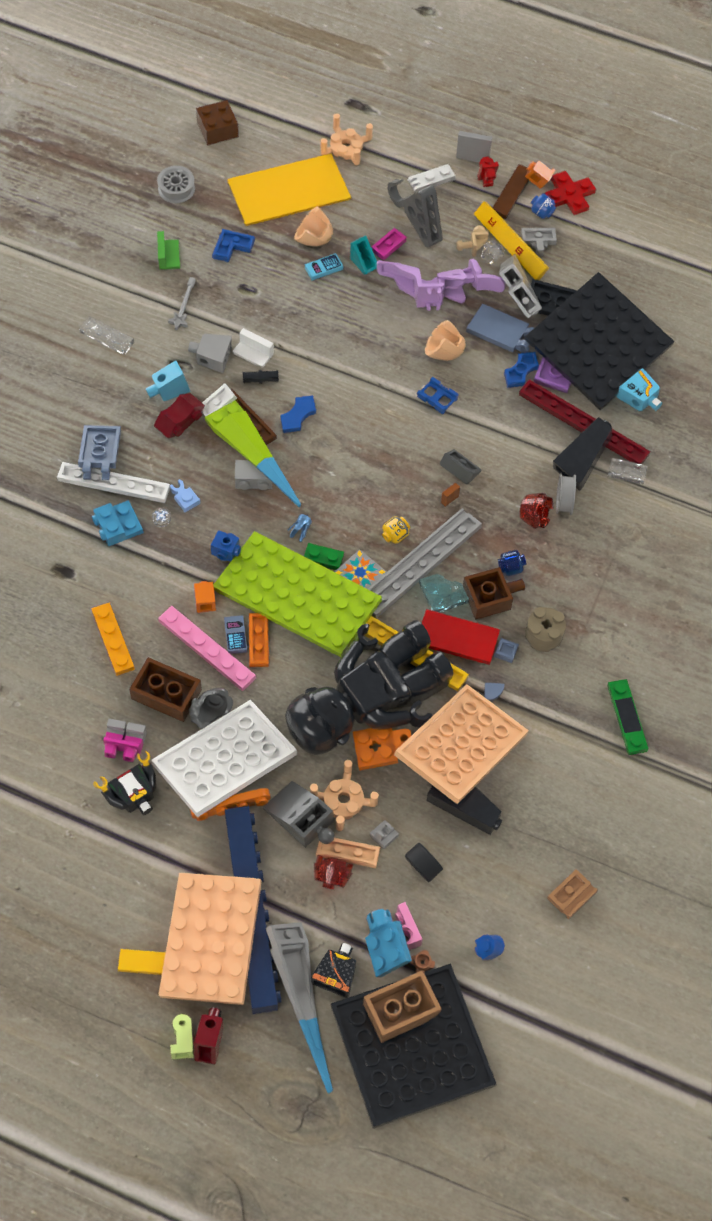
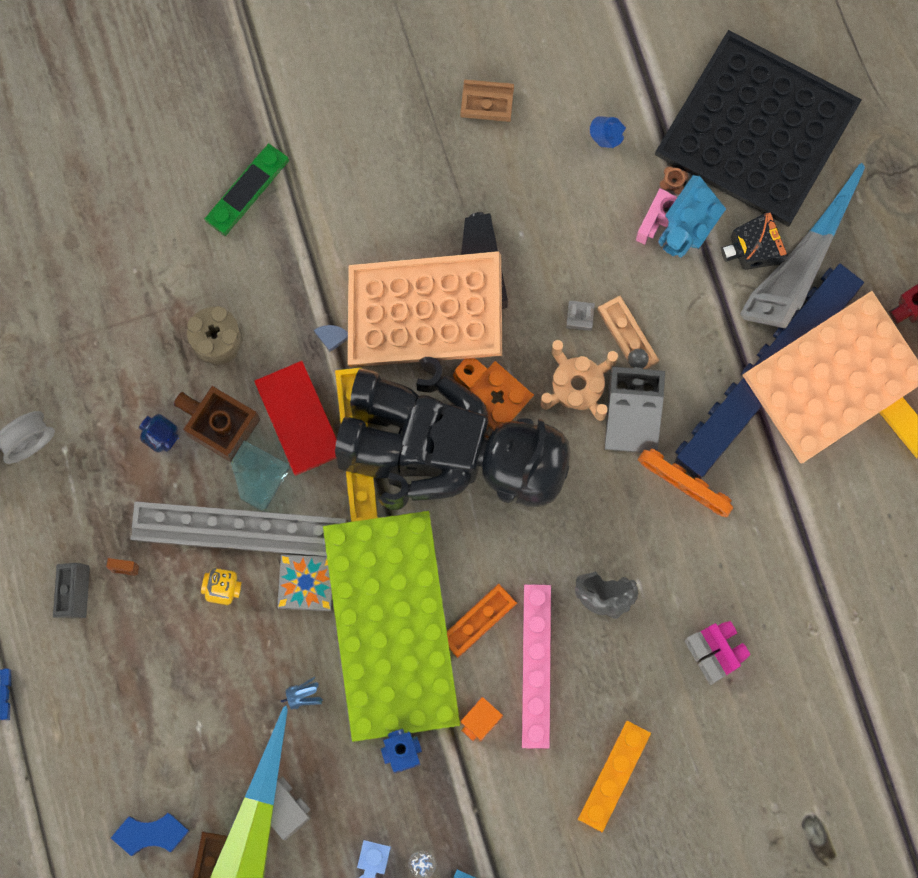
camera: 125 degrees left, 15 degrees up
(131, 789) = (760, 592): torso -> none
(165, 689) = (627, 656): reddish brown brick -> none
(224, 758) = (648, 527): white plate -> none
(235, 634) = (494, 649): tile -> none
(324, 556) = (318, 640): green plate -> none
(332, 872) = (668, 323): clear red cone -> none
(401, 1006) = (743, 149): medium nougat brick -> none
(423, 862) = (580, 250): black tyre -> none
(506, 650) = (269, 360): sand blue tile -> none
(535, 509) = (70, 456): clear red cone -> none

